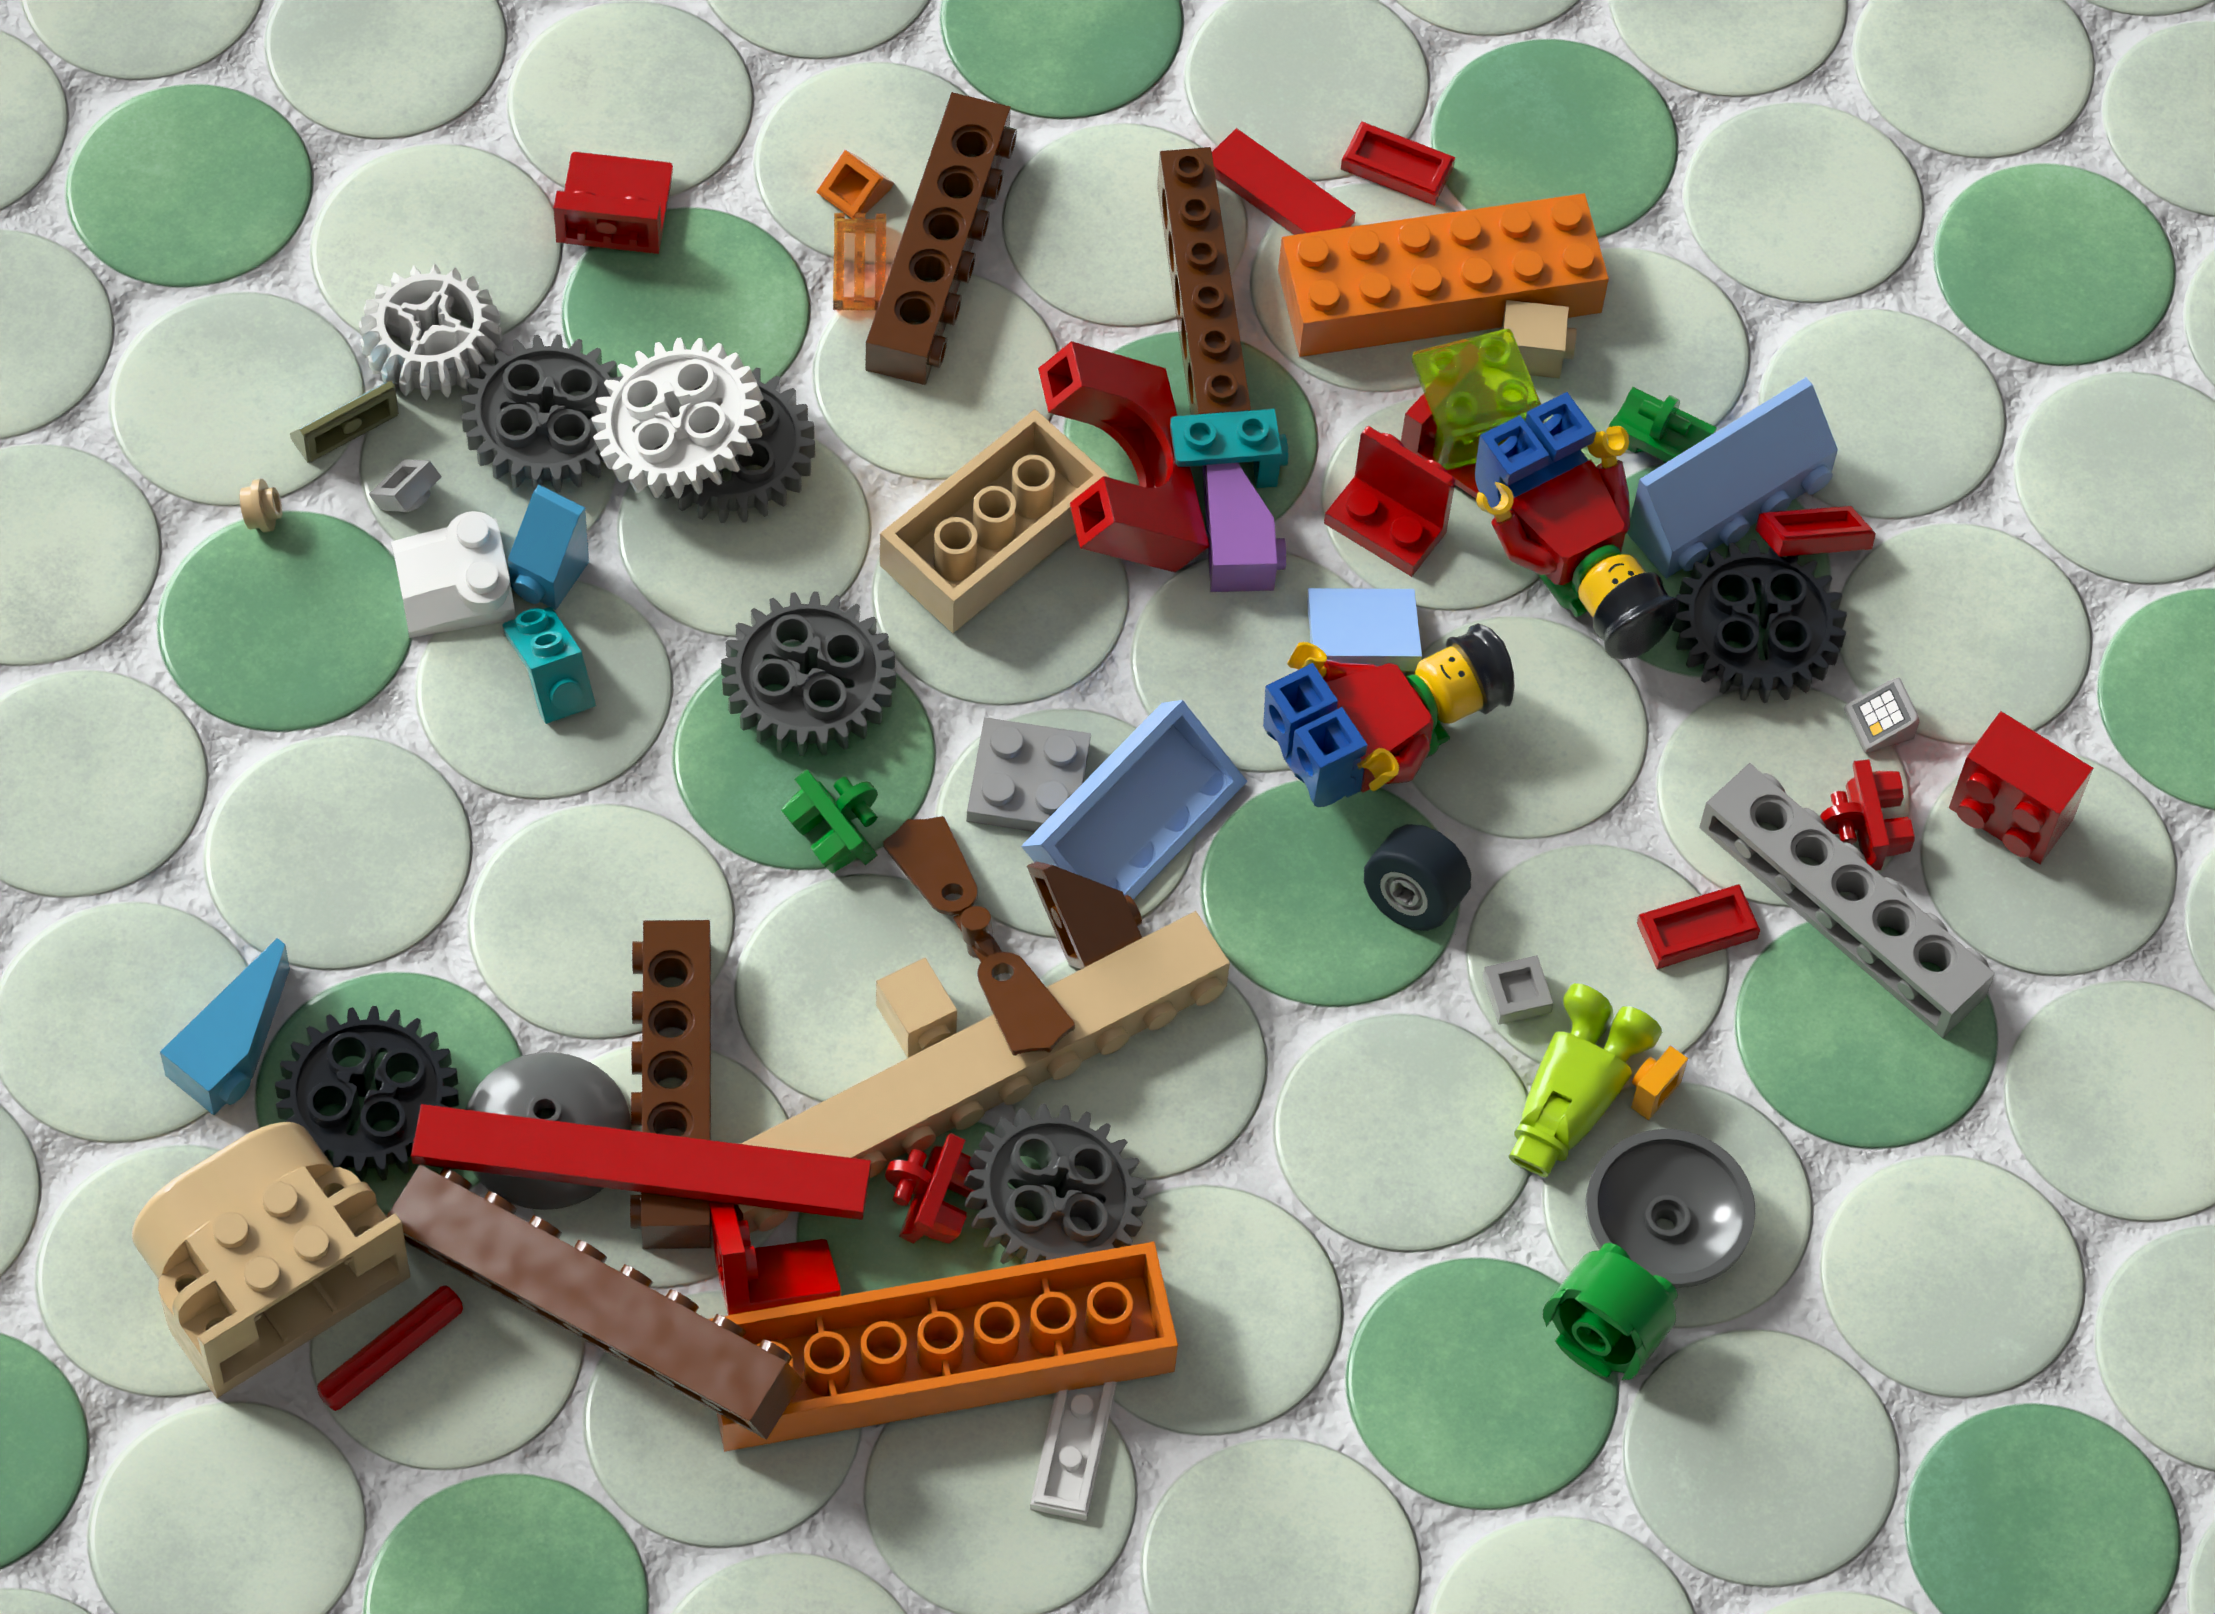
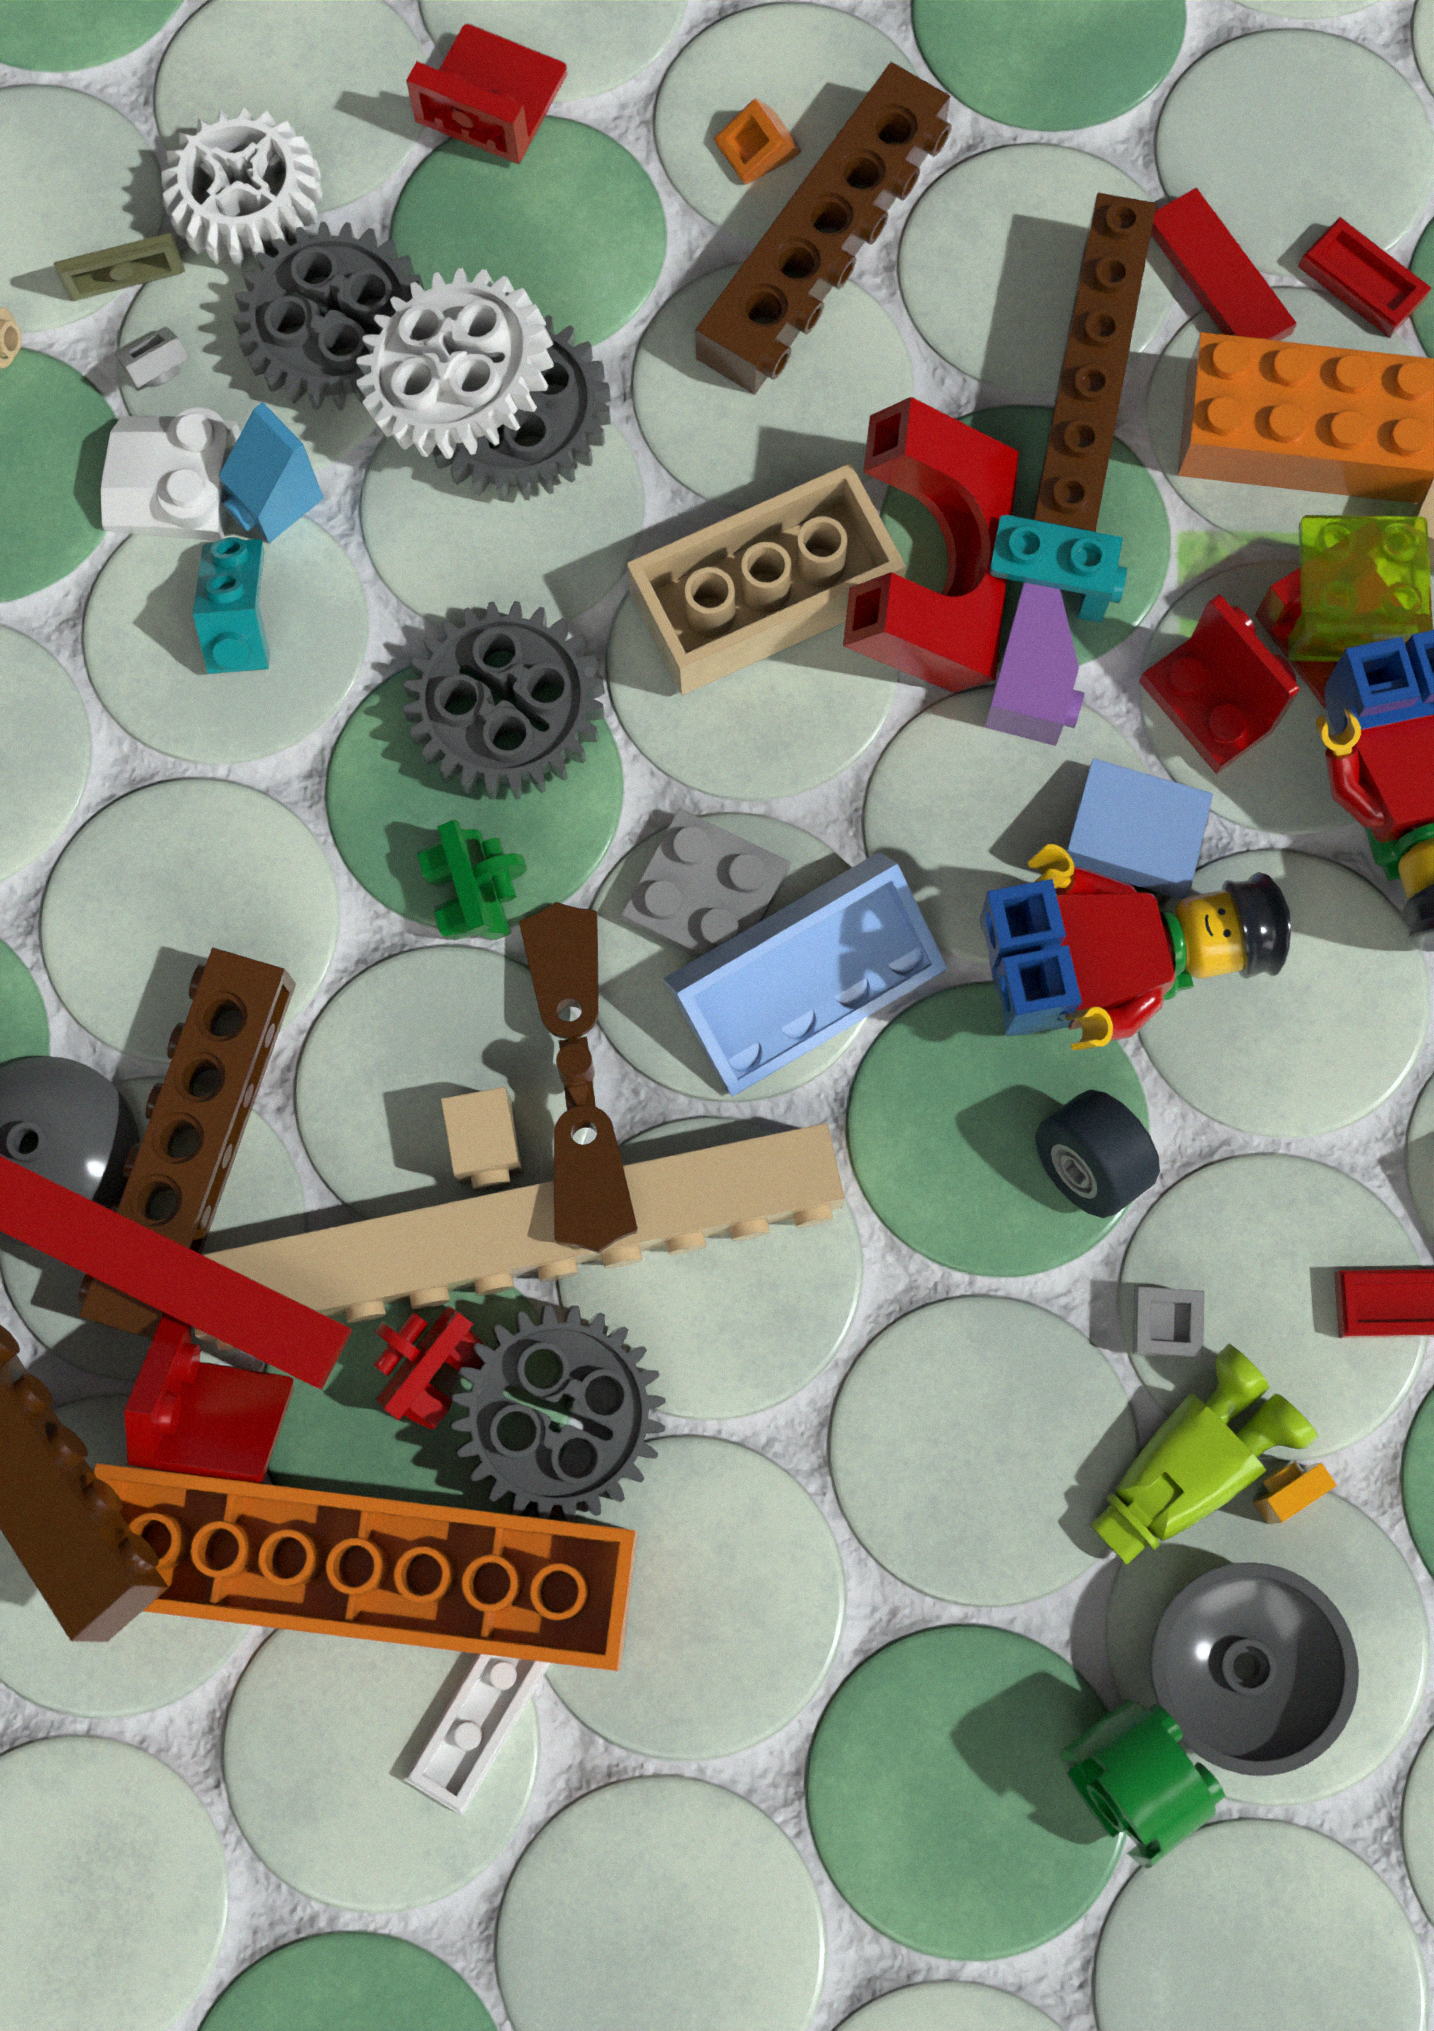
camera: 25 degrees right, 15 degrees up
(859, 227) = (743, 191): clear orange tile -> none
(1085, 914) = (706, 1087): reddish brown slope -> none

